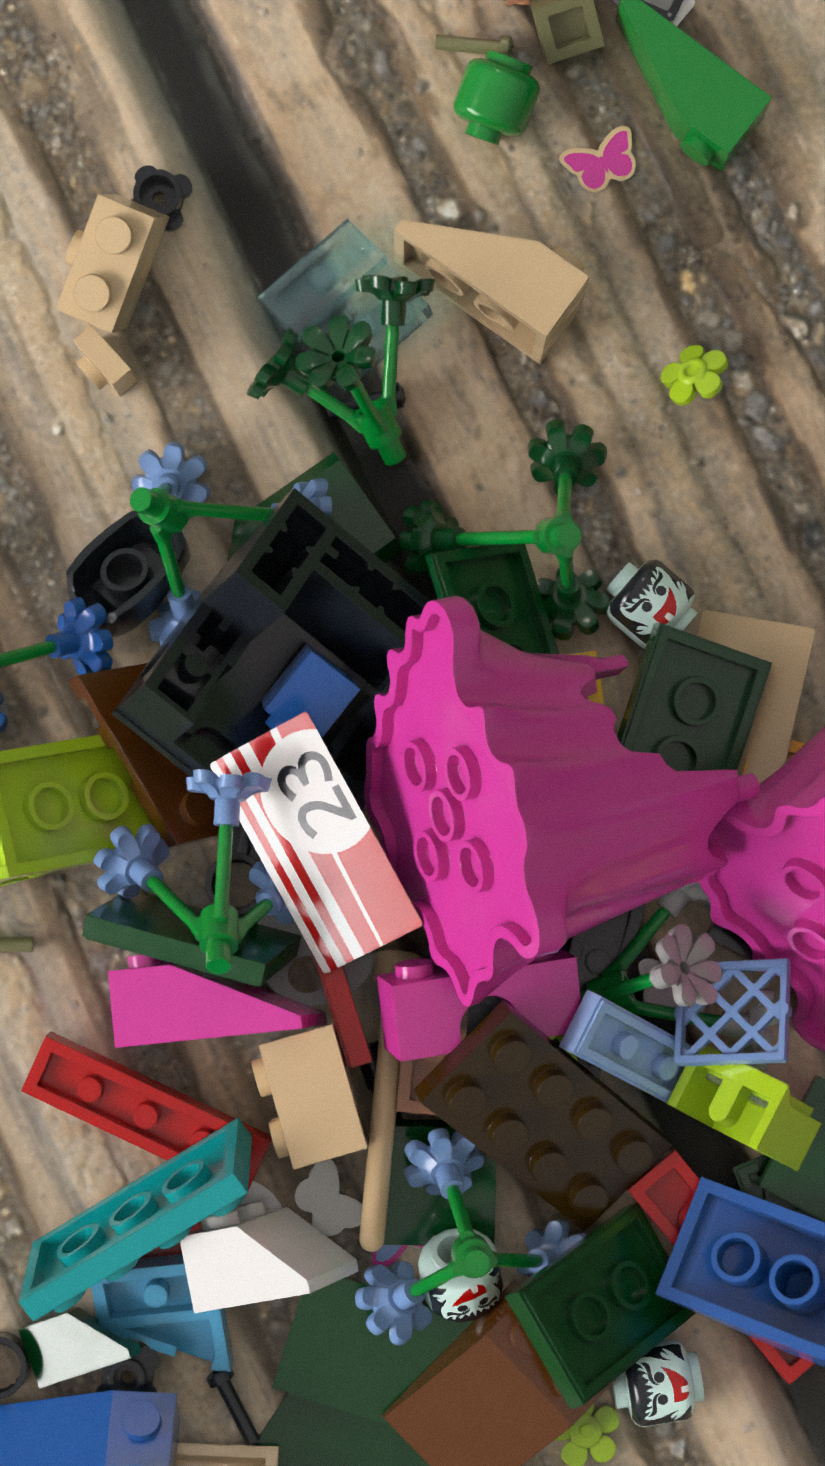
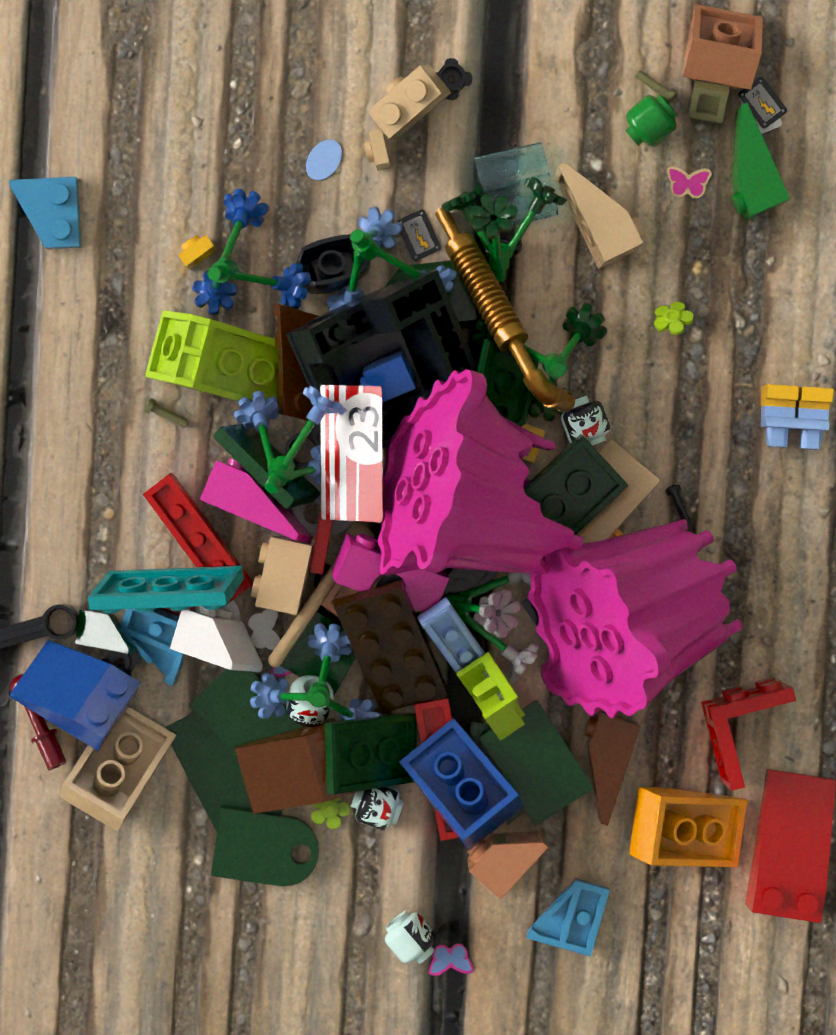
camera: 25 degrees right, 5 degrees up
(28, 424) = (323, 159): none -> light blue sticker
(234, 1404) = (165, 706): black piece -> none
(237, 459) = (419, 235): none -> sticker
(425, 504) = (498, 312): none -> pearl gold piece
(733, 1056) = (500, 668): medium blue window -> none

